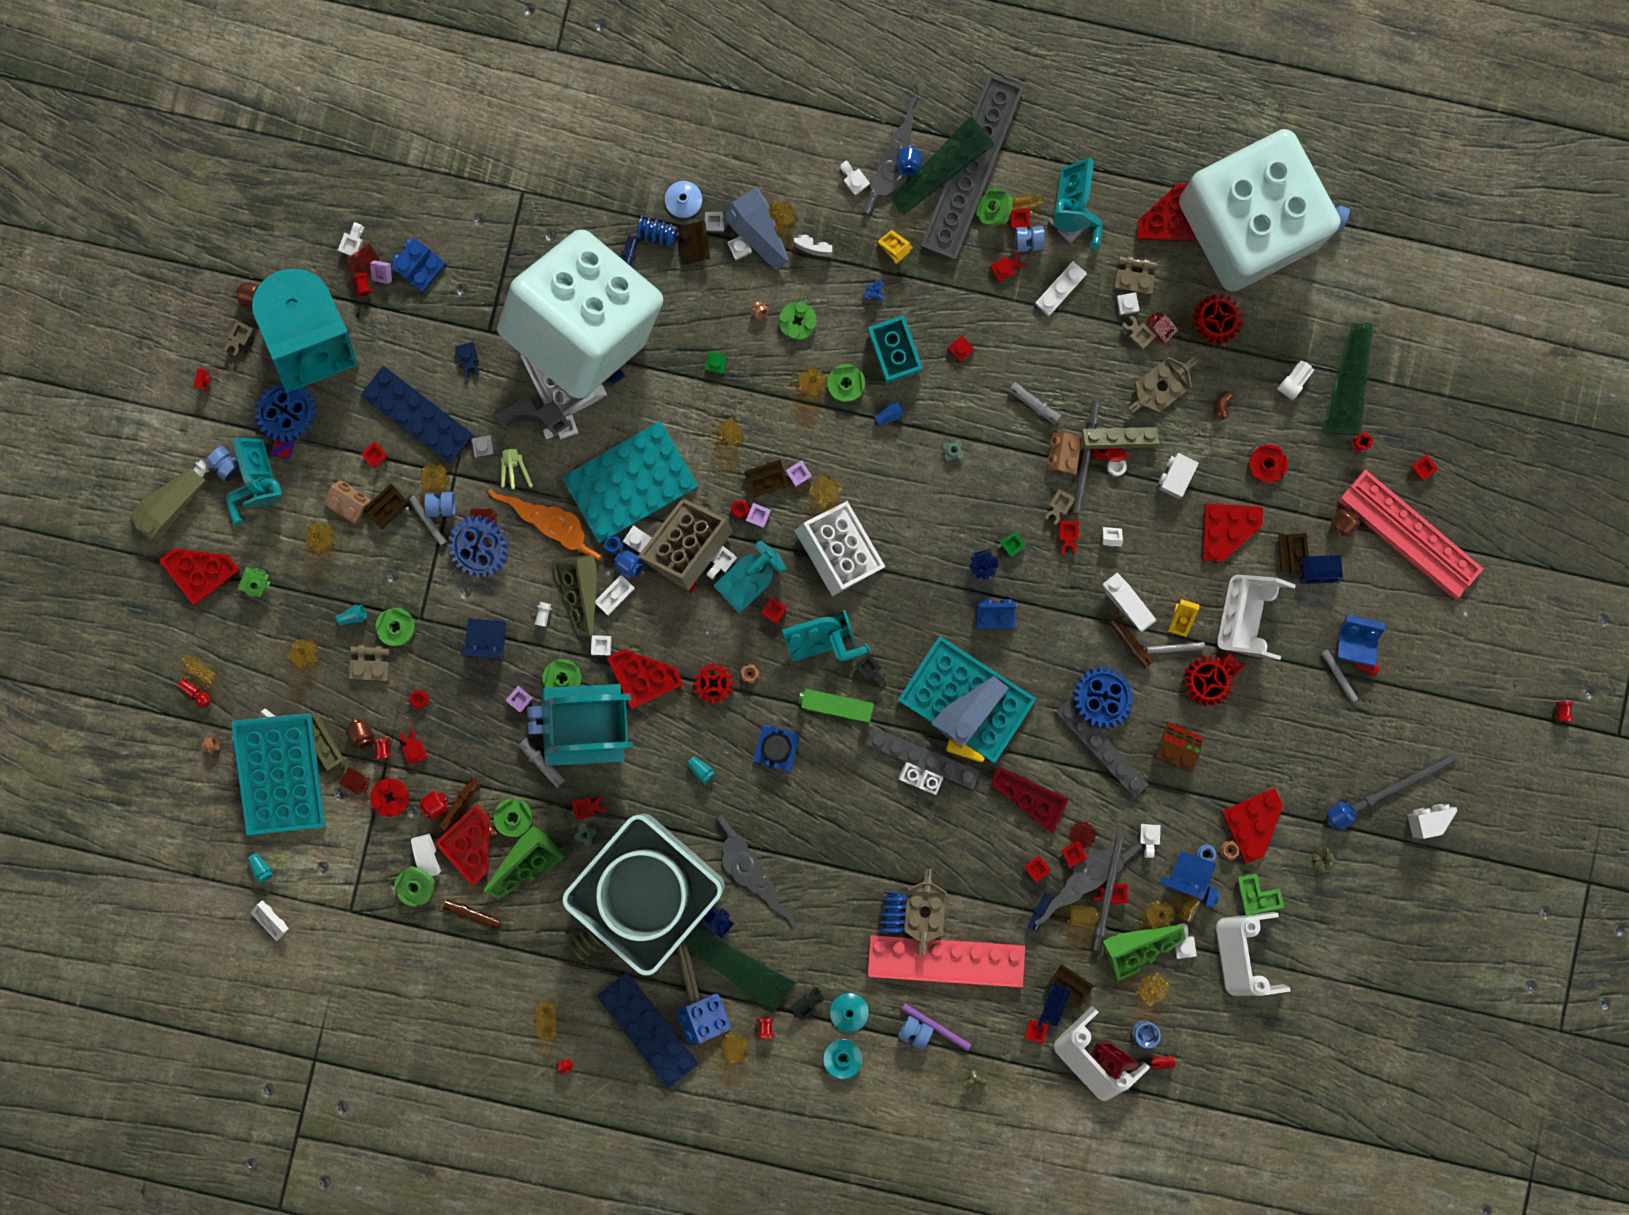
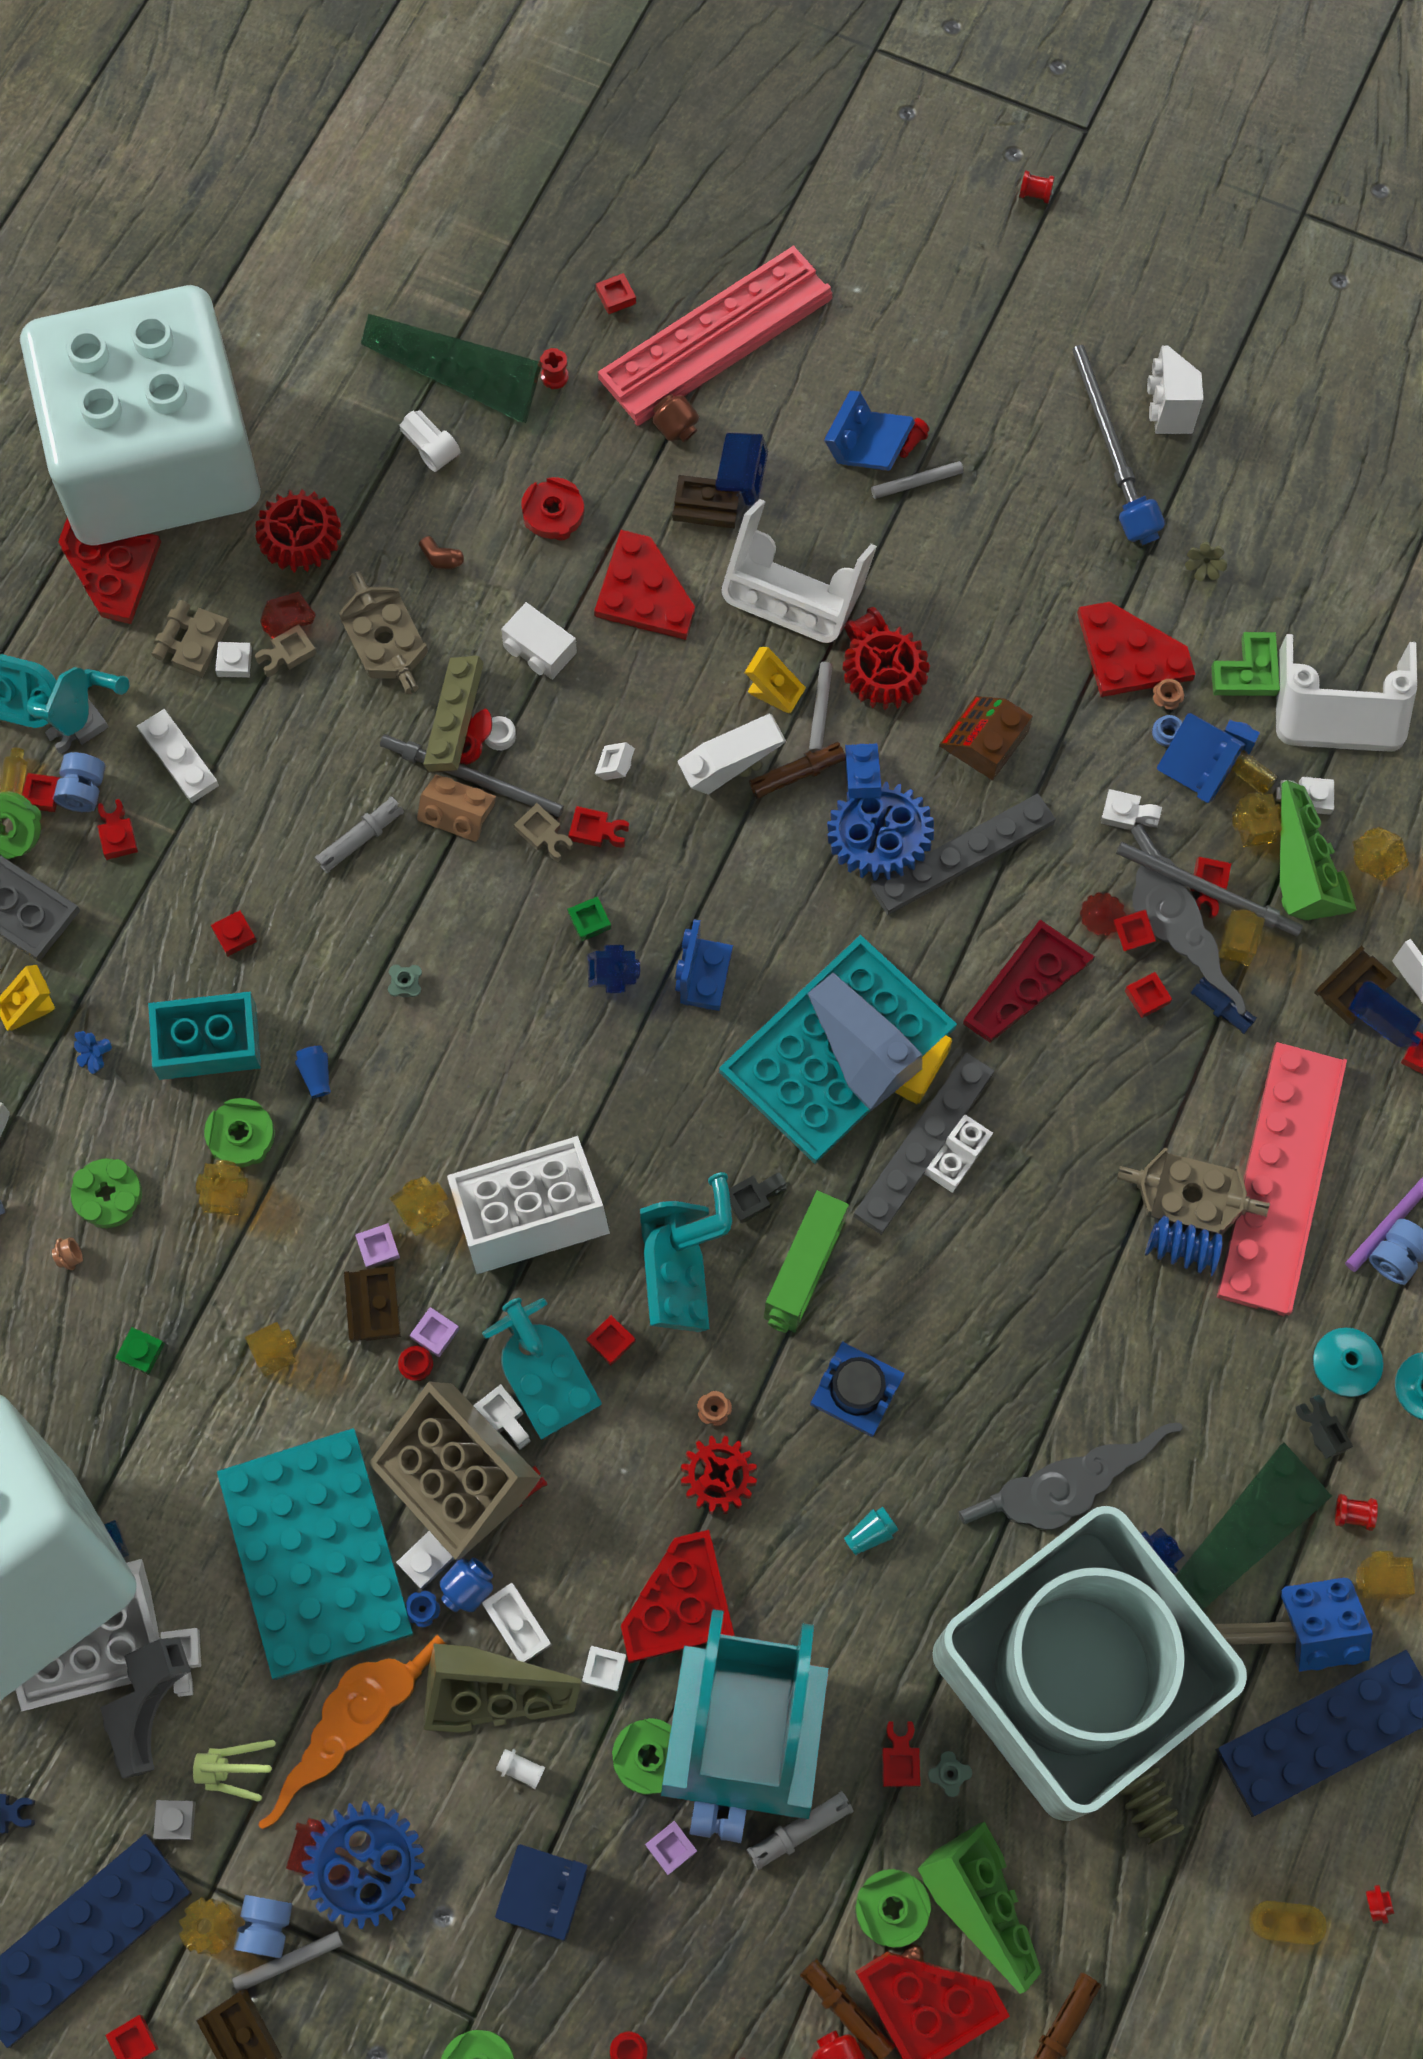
camera: 80 degrees left, 15 degrees down
(1138, 680) = (863, 771): none -> blue plate

